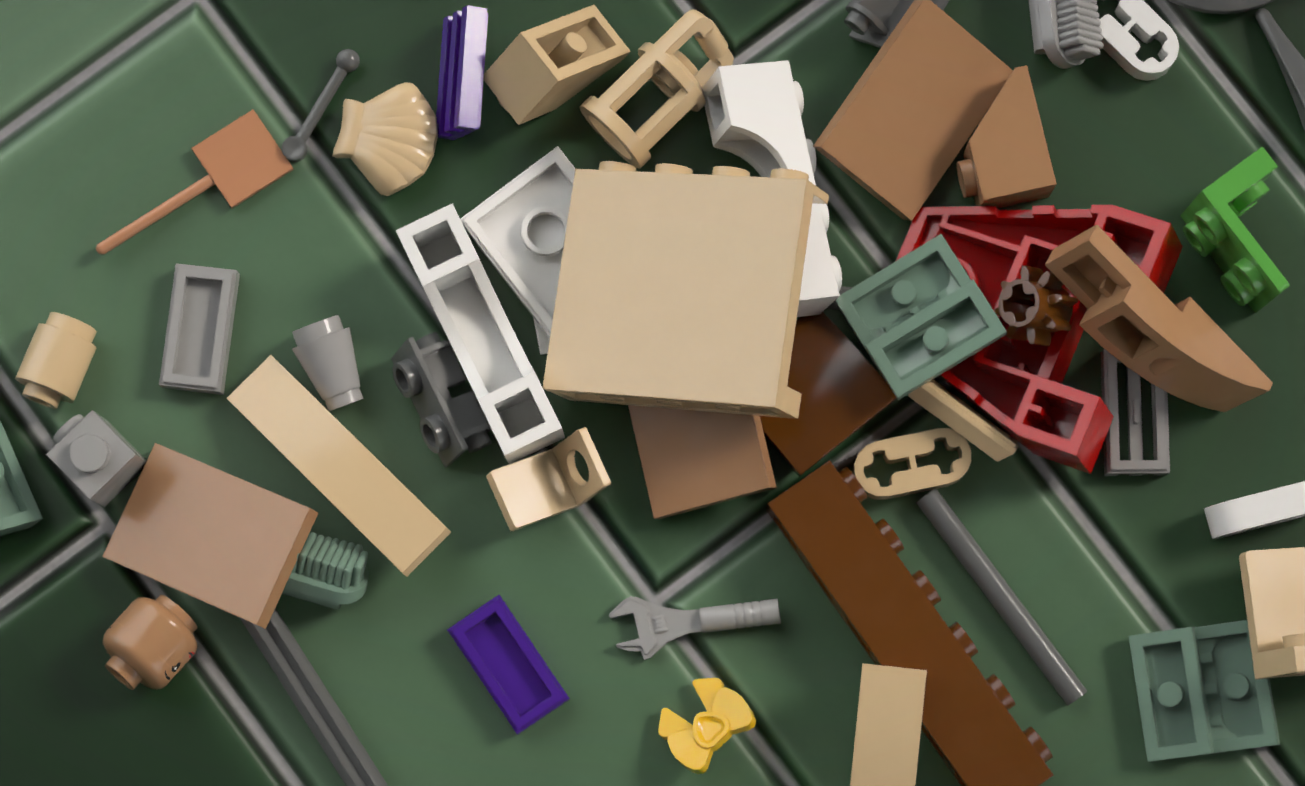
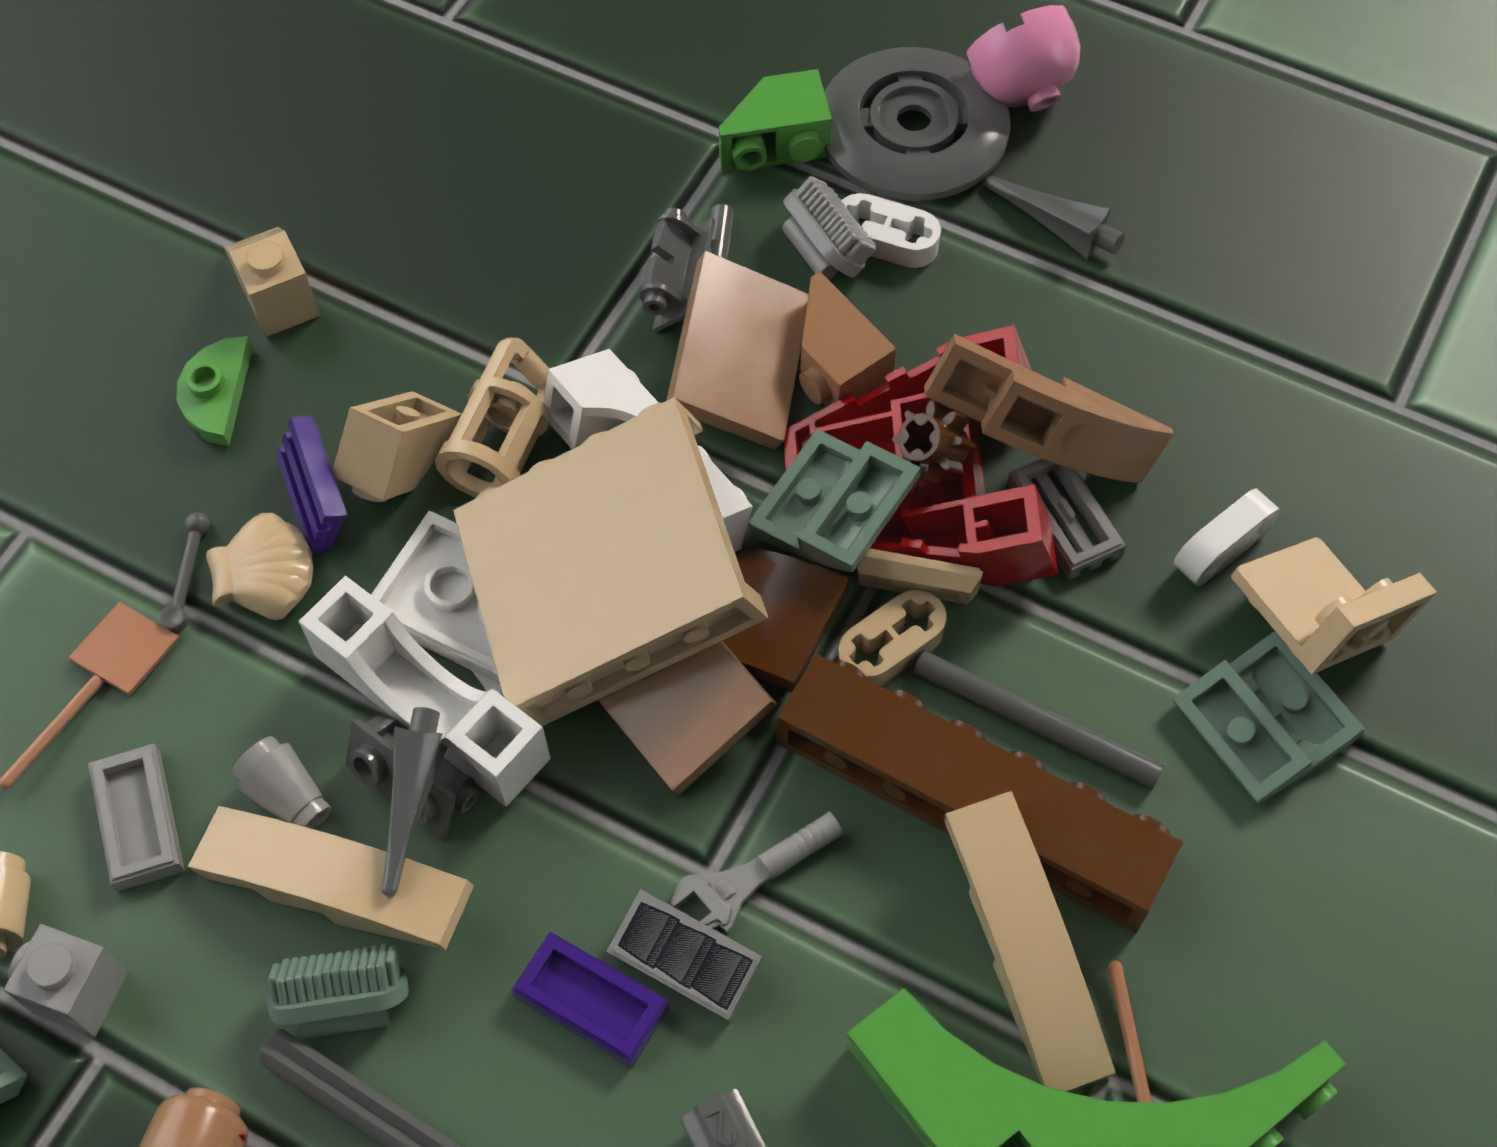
camera: 30 degrees left, 20 degrees down
(210, 535) = (218, 1004): medium nougat tile -> none
(442, 411) = (415, 766): none -> dark grey piece
(548, 482) = (554, 802): tan bracket -> none
(600, 665) = (685, 955): none -> tile
(725, 716) = (832, 945): yellow piece -> none
(1216, 230) = (1074, 330): bright green bracket -> none

